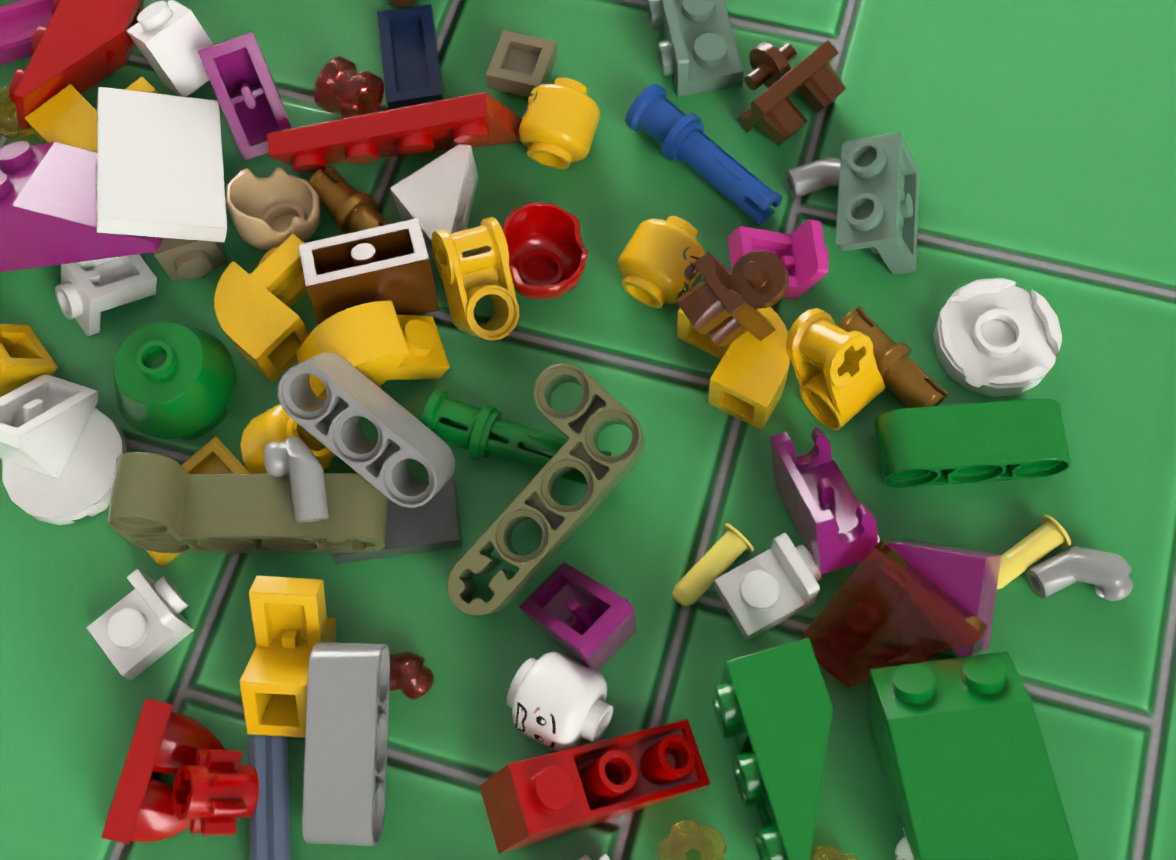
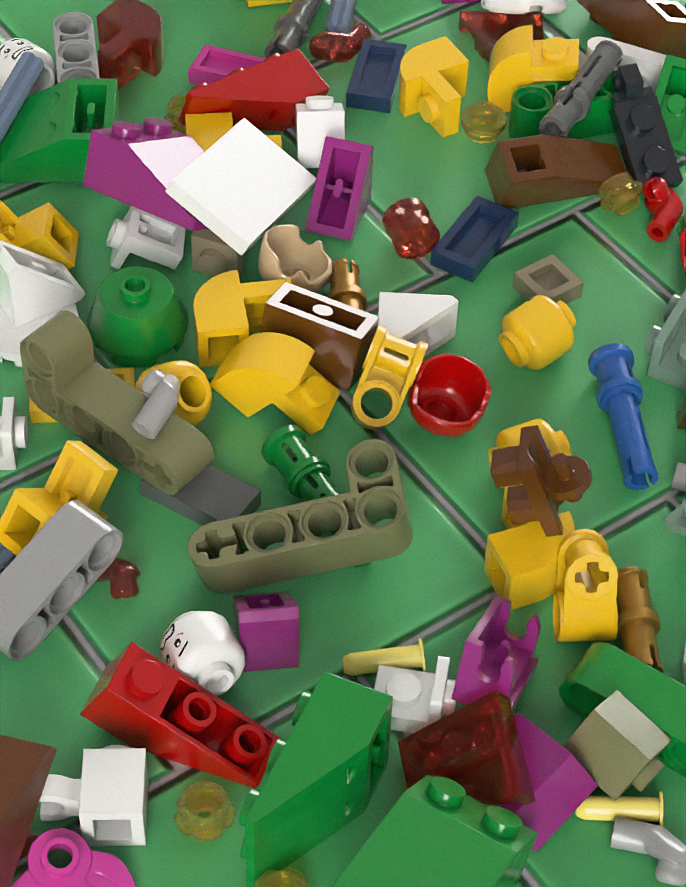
camera: 30 degrees right, 20 degrees down
(337, 427) = (243, 426): light grey beam -> none
(397, 132) = (420, 267): red wing -> none
(801, 253) = (615, 509): dark pink bracket -> none
(989, 506) = (618, 746): none -> olive brick

